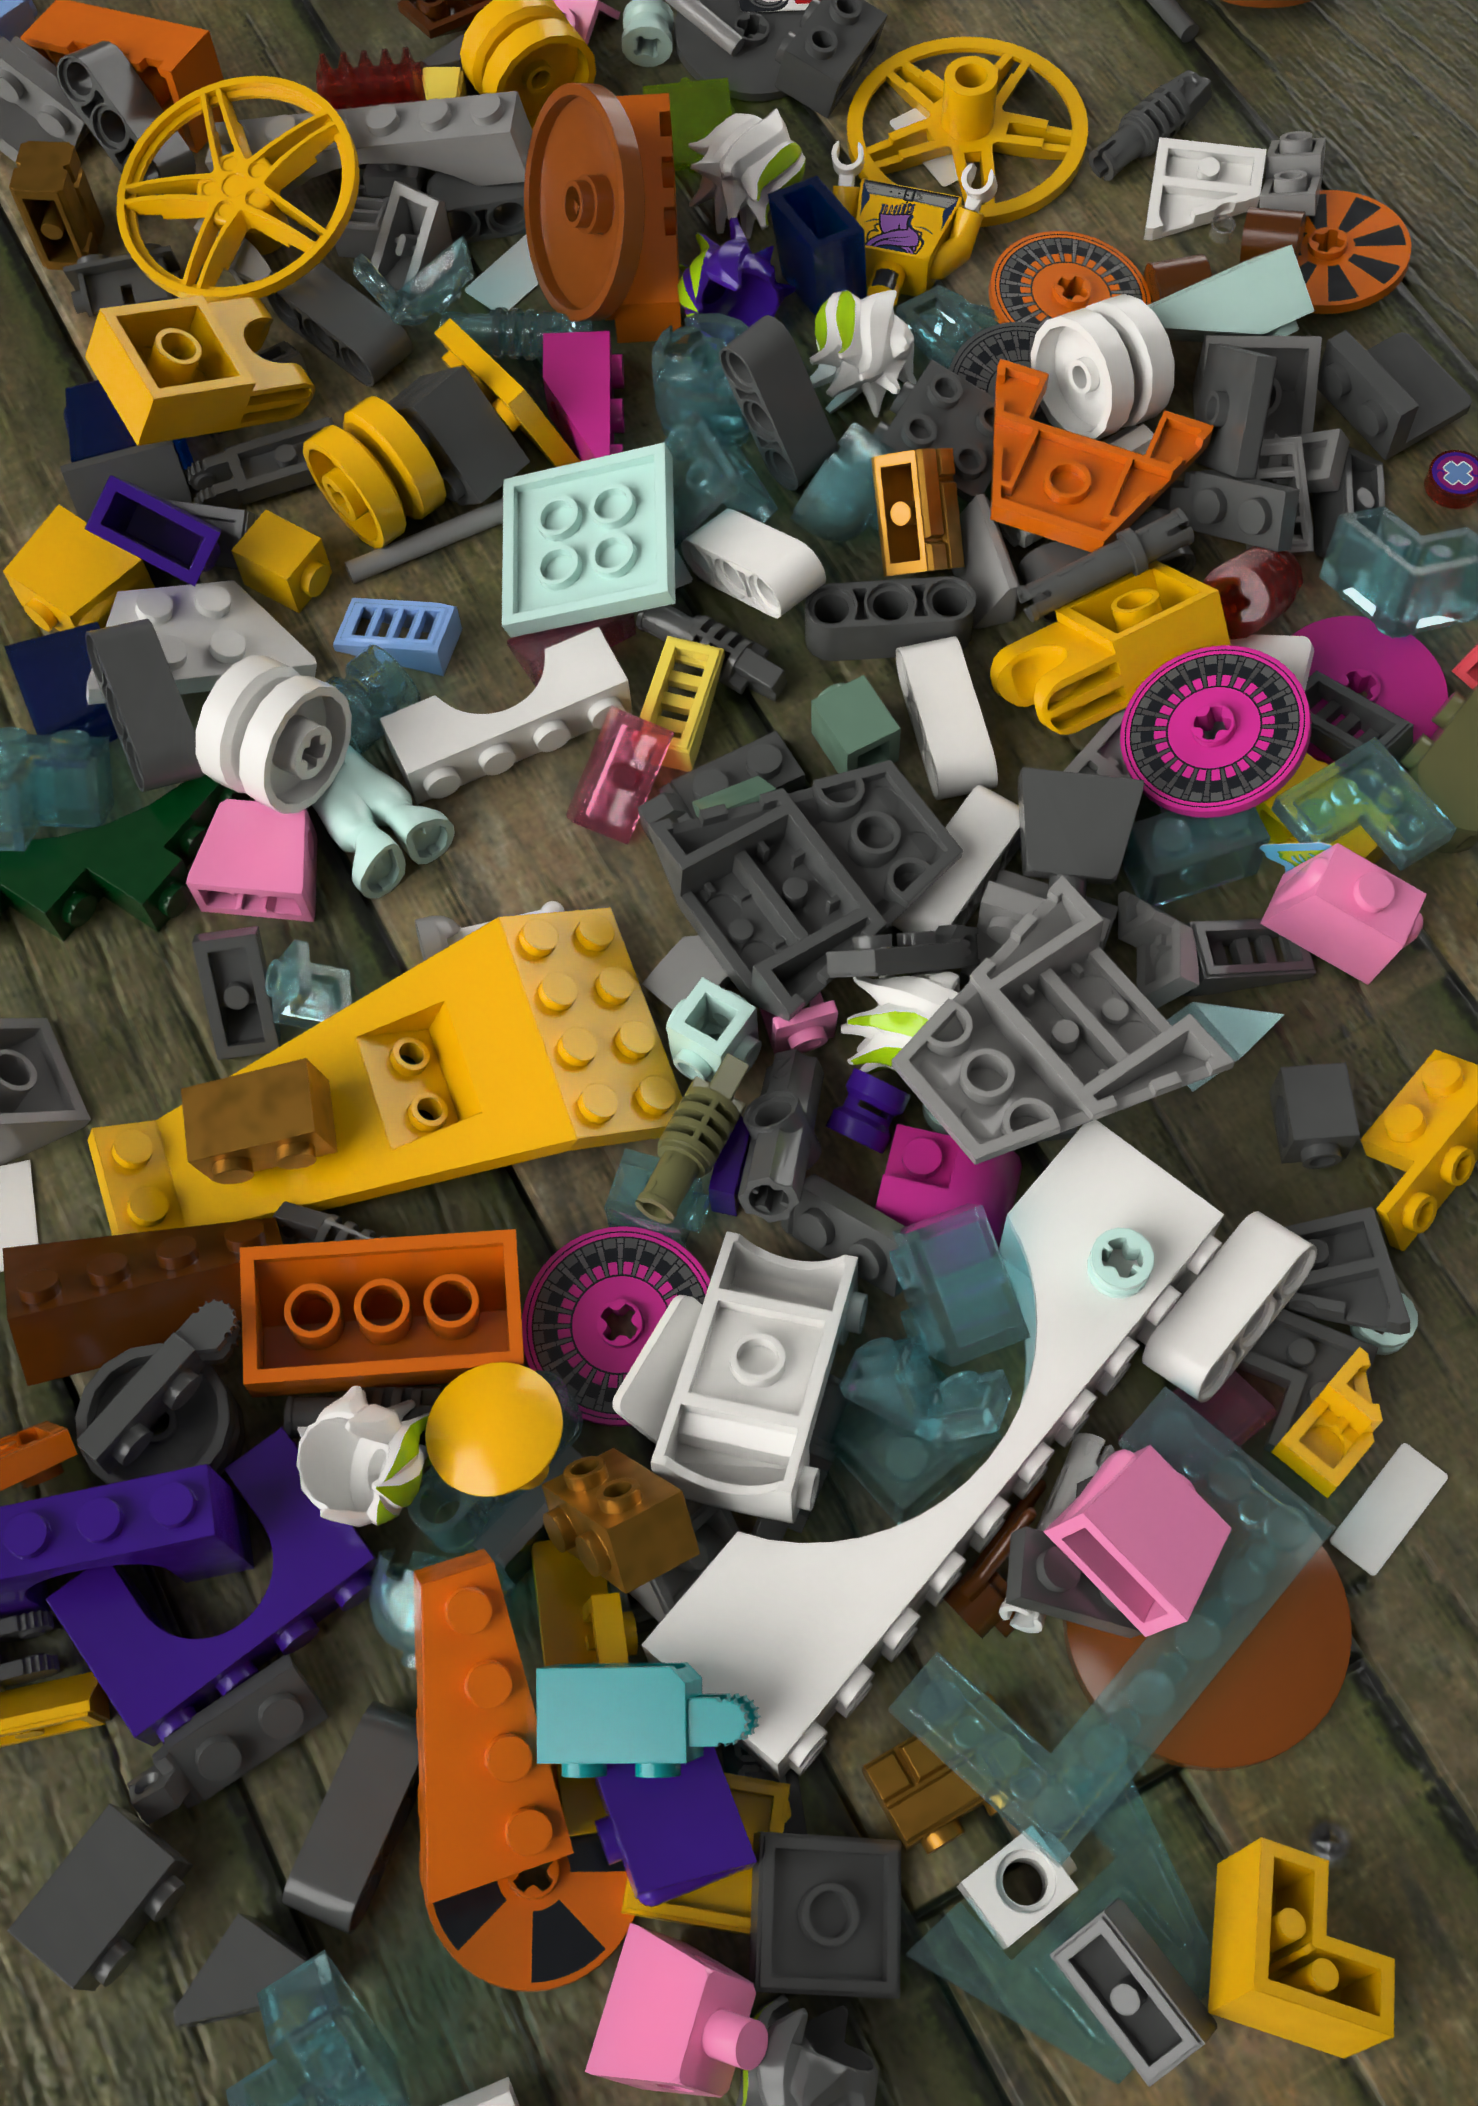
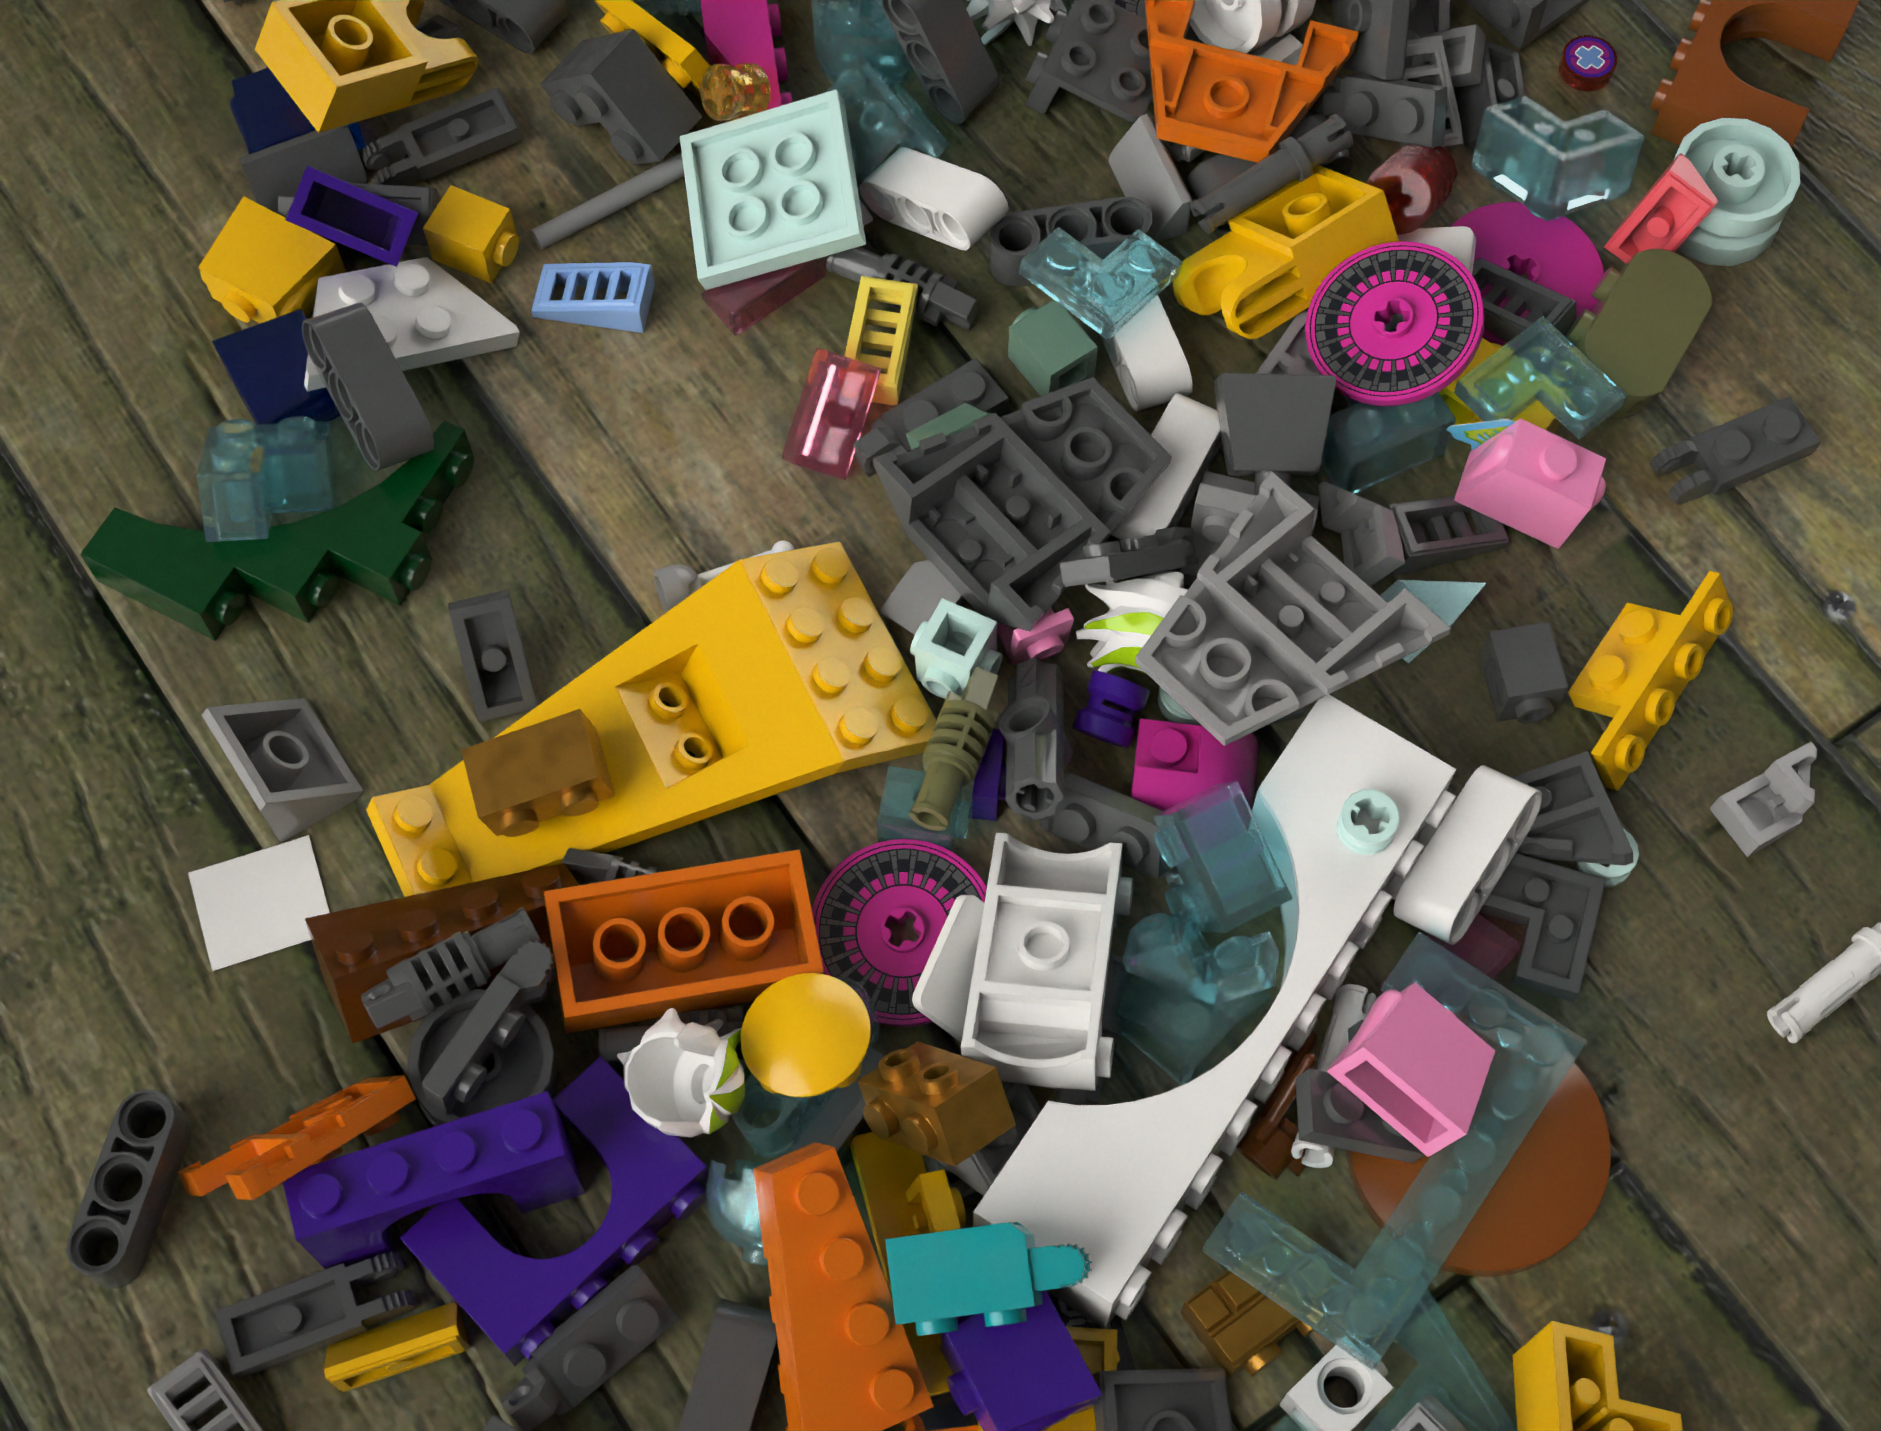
camera: 10 degrees left, 0 degrees up
(128, 1320) = (446, 970): none -> dark grey hinge
(256, 863) = (491, 524): bright pink torso -> none
(273, 734) = (500, 403): white wheel -> none
(304, 990) = (559, 648): clear light blue bracket -> none
(369, 798) = (580, 463): light aqua piece -> none
(374, 472) = (553, 139): yellow wheel -> none
(374, 689) = (581, 356): clear light blue wheel -> none
(448, 747) = (659, 402): white arch -> none
(562, 436) = (734, 90): none -> clear yellow wheel
(842, 493) = (1017, 120): clear light blue cylinder -> none
(909, 670) = (1098, 290): none -> clear light blue plate
(917, 511) = (1087, 137): pearl gold brick -> none
(1333, 1428) = (1574, 955): yellow slope -> none
(1388, 1509) = (1630, 1025): white sticker -> none

